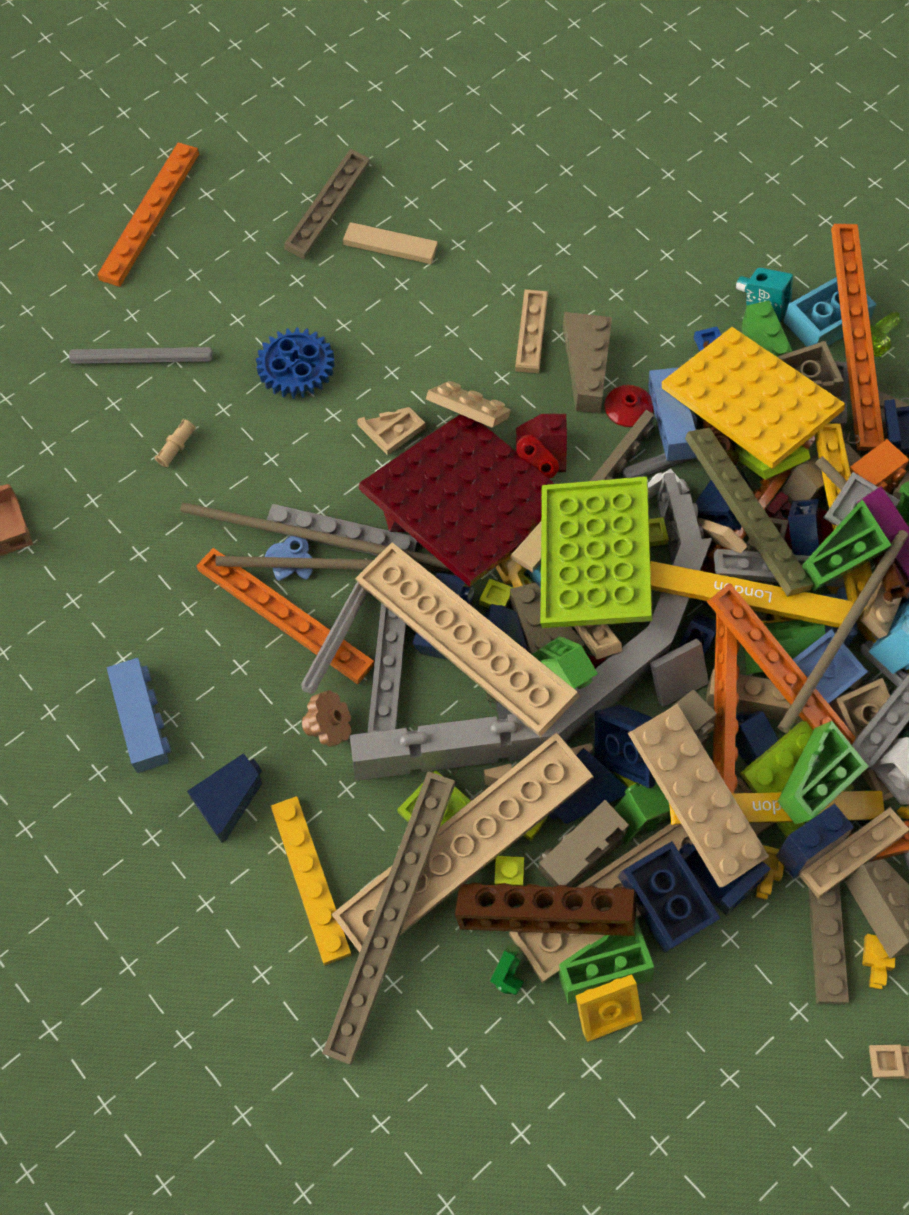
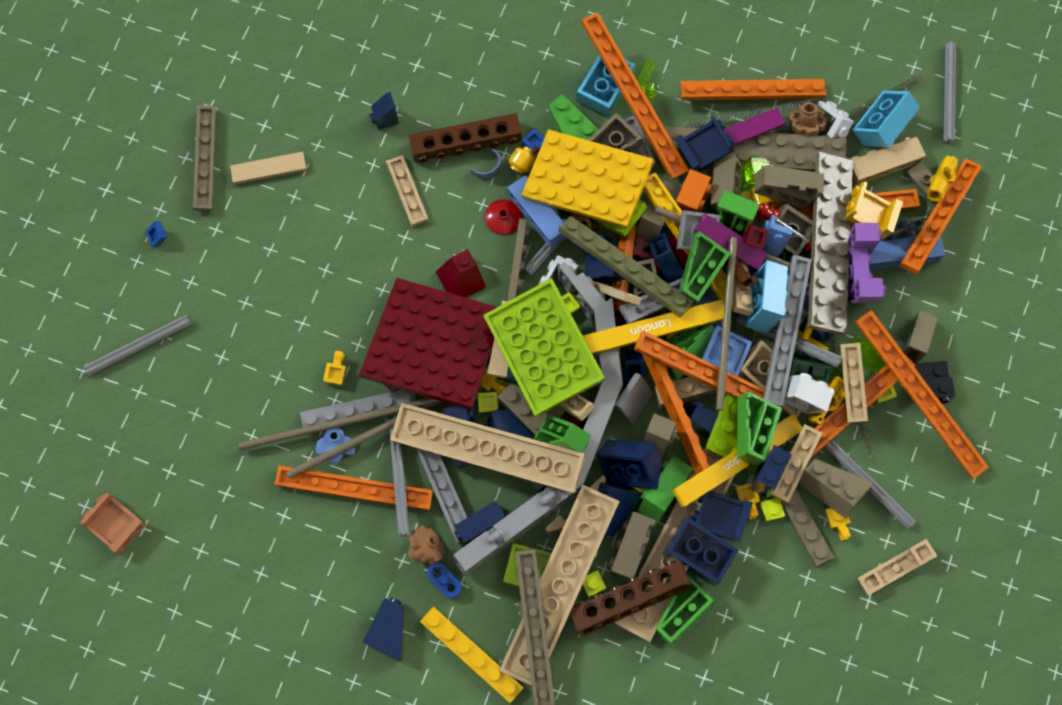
camera: 30 degrees left, 10 degrees up
(137, 715) = (296, 607): medium blue brick -> none
(148, 215) = (73, 228): orange plate -> none
(175, 443) = (204, 401): tan pin -> none
(230, 254) = (156, 234): none -> blue plate
(299, 369) = (252, 281): blue gear -> none
(328, 773) = (444, 581): none -> blue plate
(338, 480) = (335, 371): none -> yellow plate
(392, 428) = (351, 315): tan wing -> none
(405, 716) = (479, 523): none -> dark blue slope
(469, 403) = (396, 272): tan plate -> none
(506, 968) = (625, 651): green bracket -> none
(539, 456) = (465, 288): red plate -> none
(551, 237) = (384, 112): none -> dark blue slope
(587, 354) = (457, 192): dark tan wedge -> none
(609, 1007) = (698, 637): yellow plate -> none
(629, 302) = (471, 130): none -> reddish brown brick
(640, 353) = (491, 174): none -> sand blue helmet
(682, 351) = (522, 160): none -> yellow head
(698, 795) = (689, 480): tan plate -> none
(766, 286) = (554, 84): teal torso -> none
(793, 898) = (772, 509): none -> neon yellow plate

